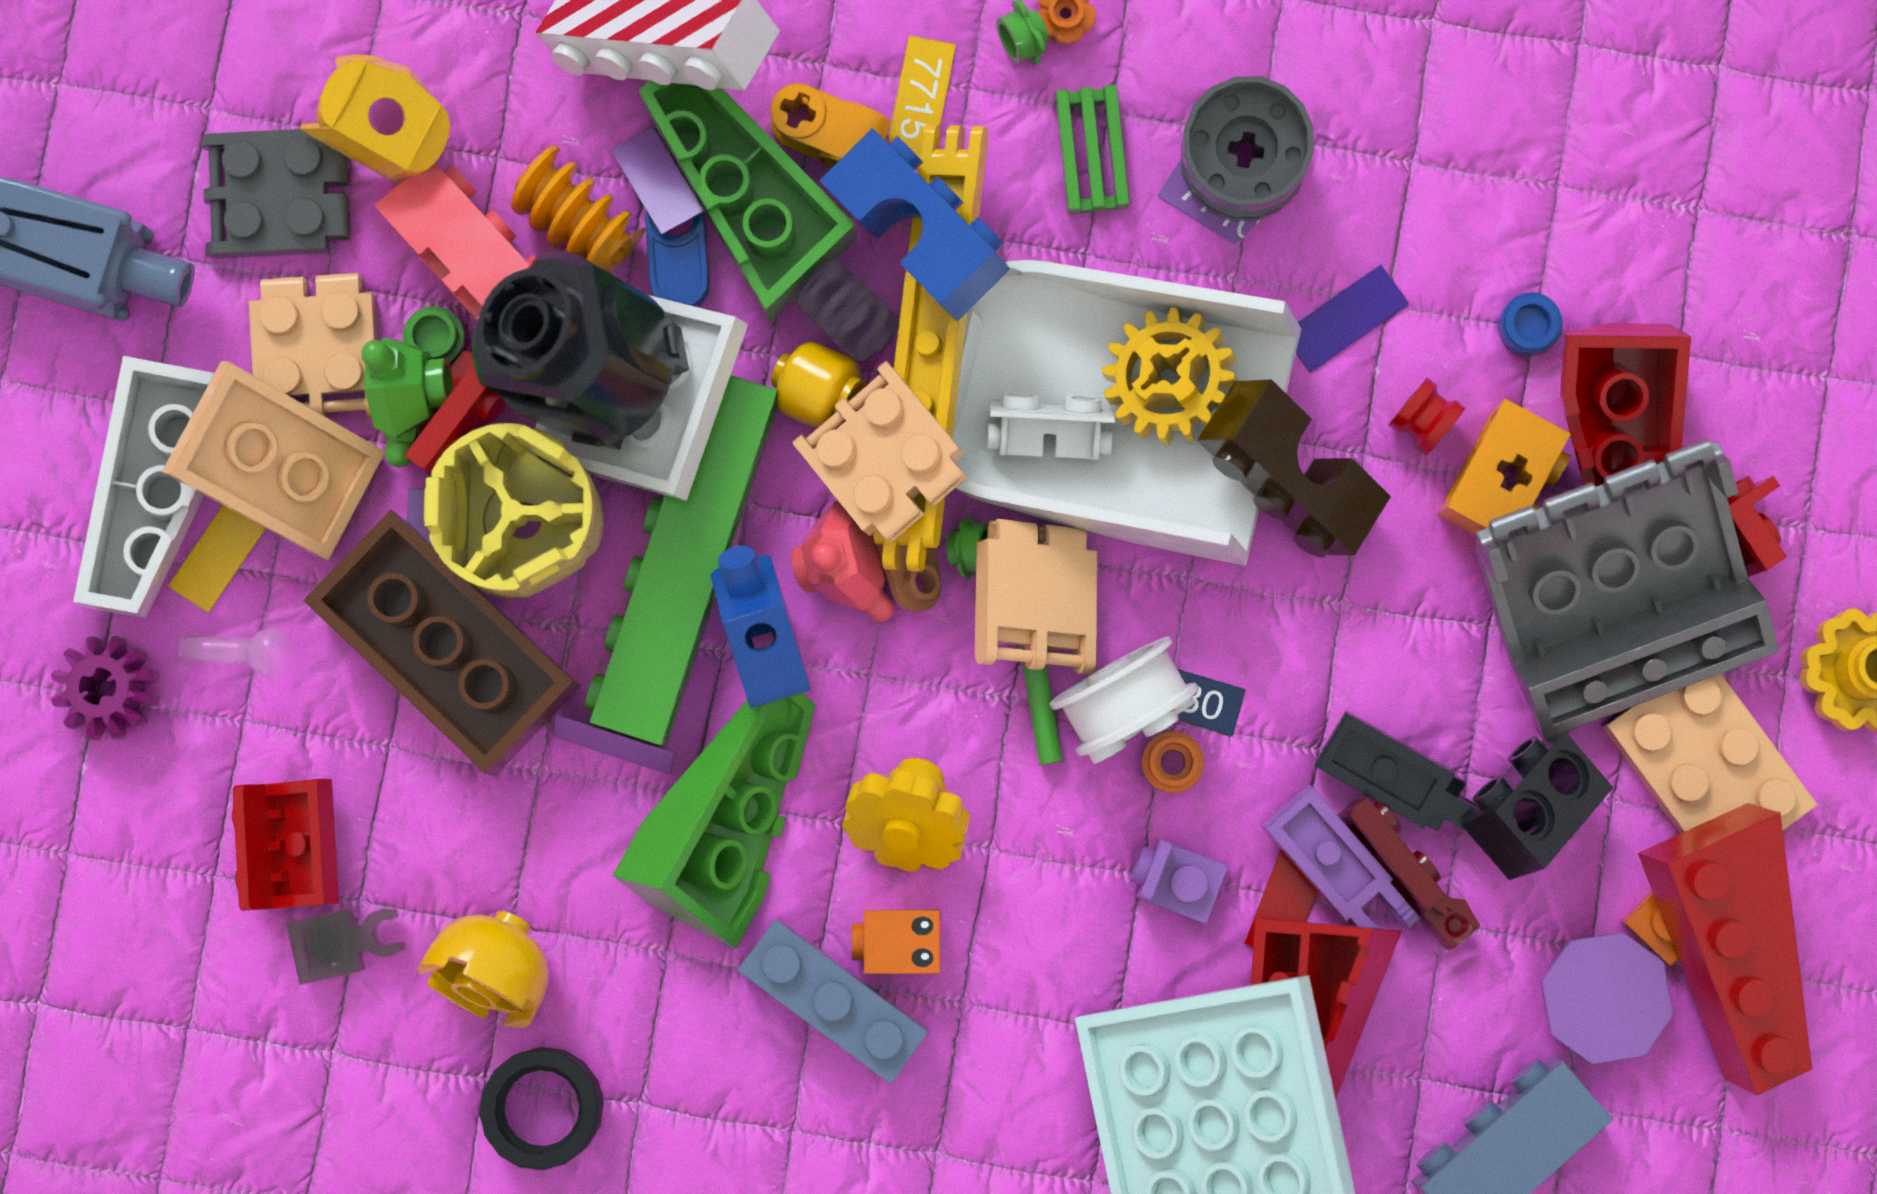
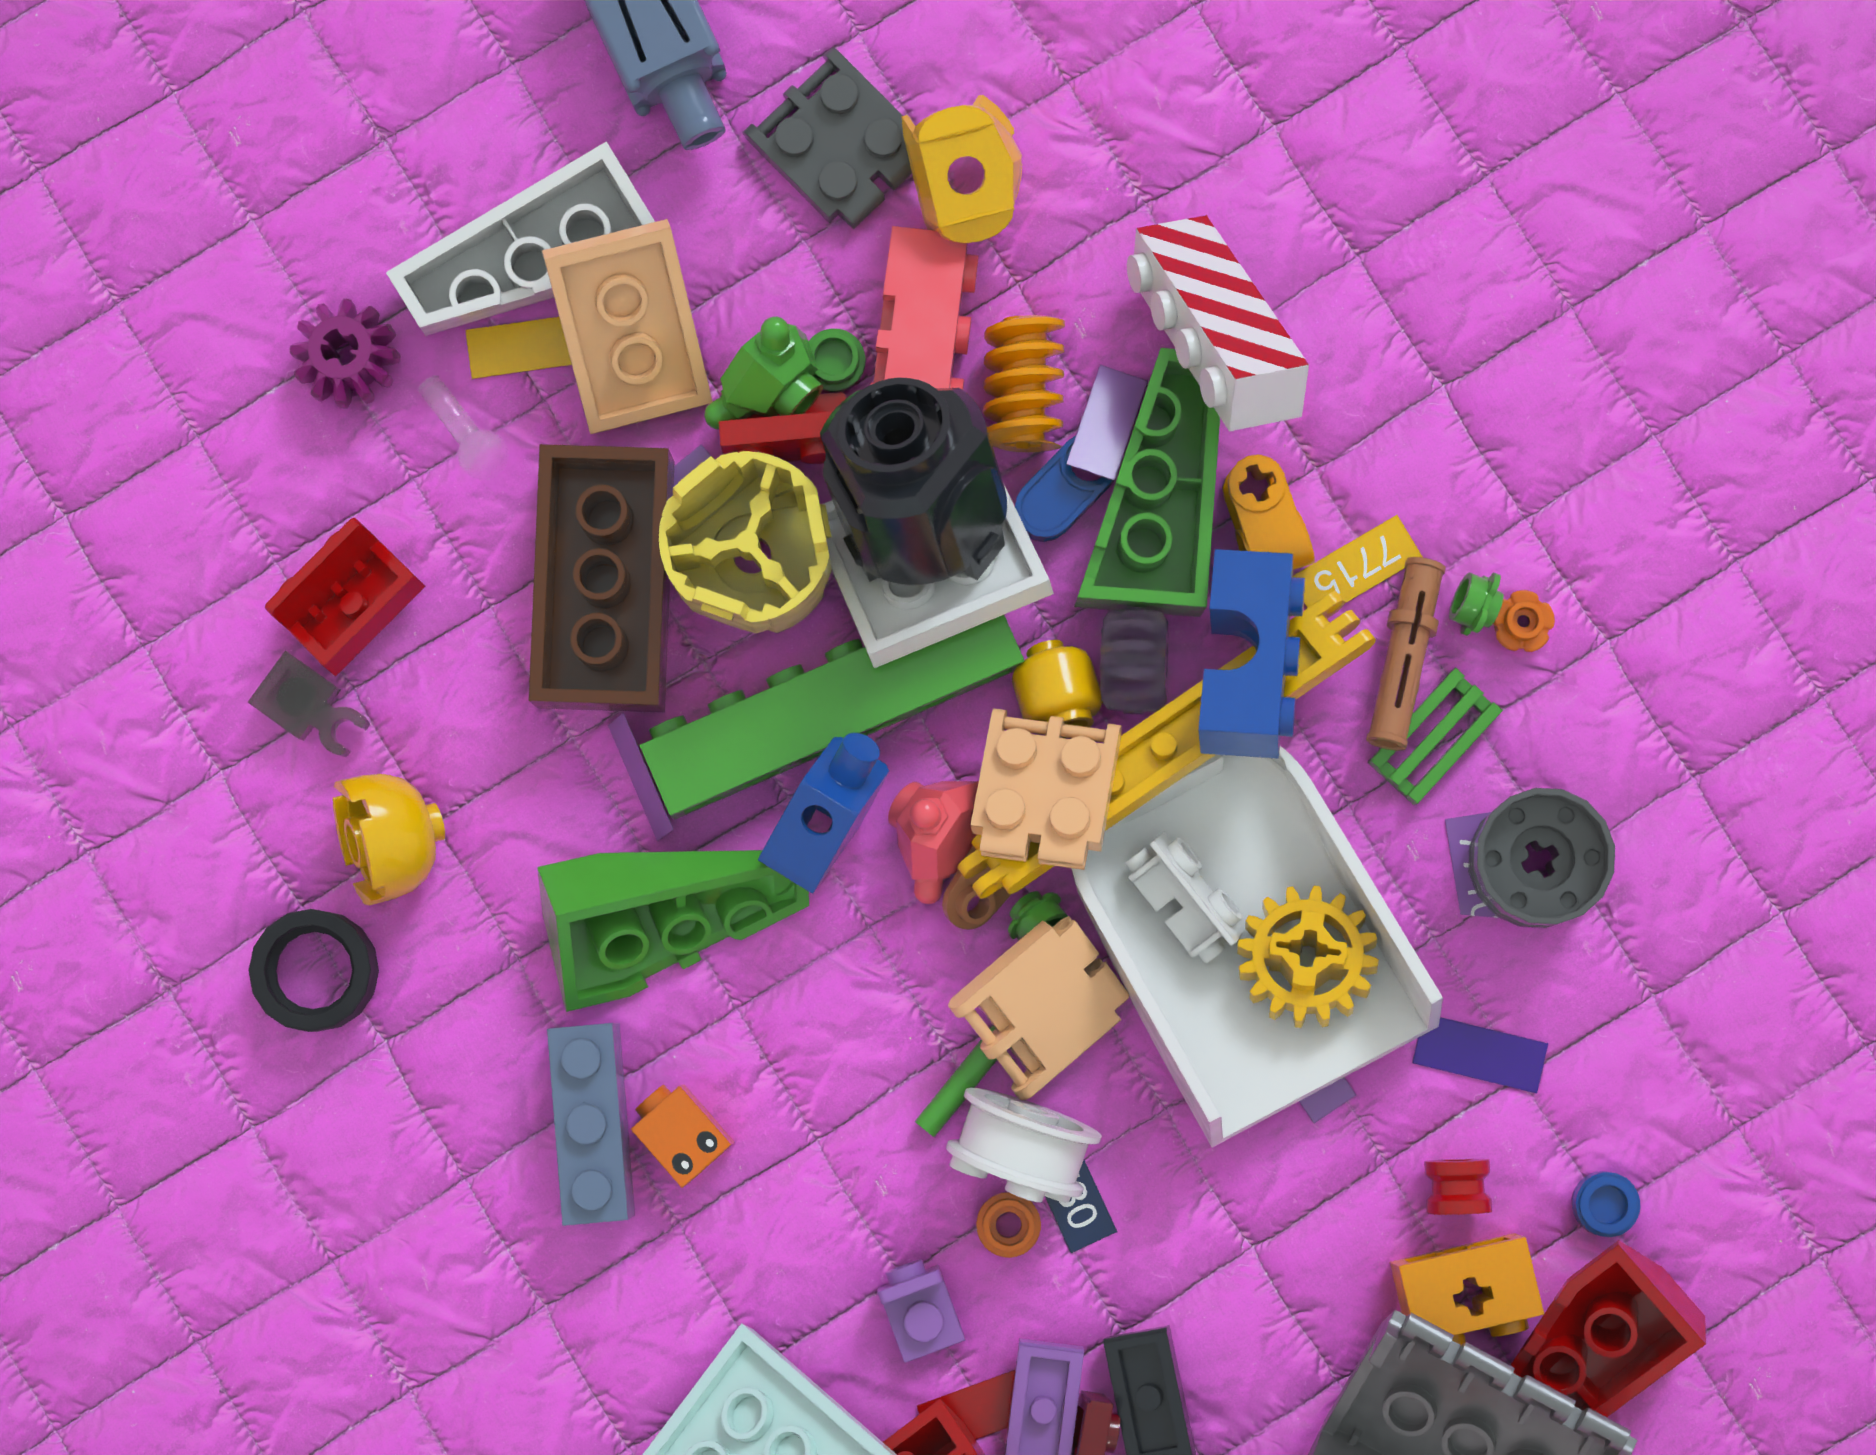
camera: 50 degrees right, 0 degrees up
(313, 341) = (749, 272): light nougat plate -> none
(907, 817) = (782, 1055): yellow plant -> none
(1000, 96) = (1419, 588): none -> nougat pin
(1257, 443) = (1313, 1072): dark brown arch -> none

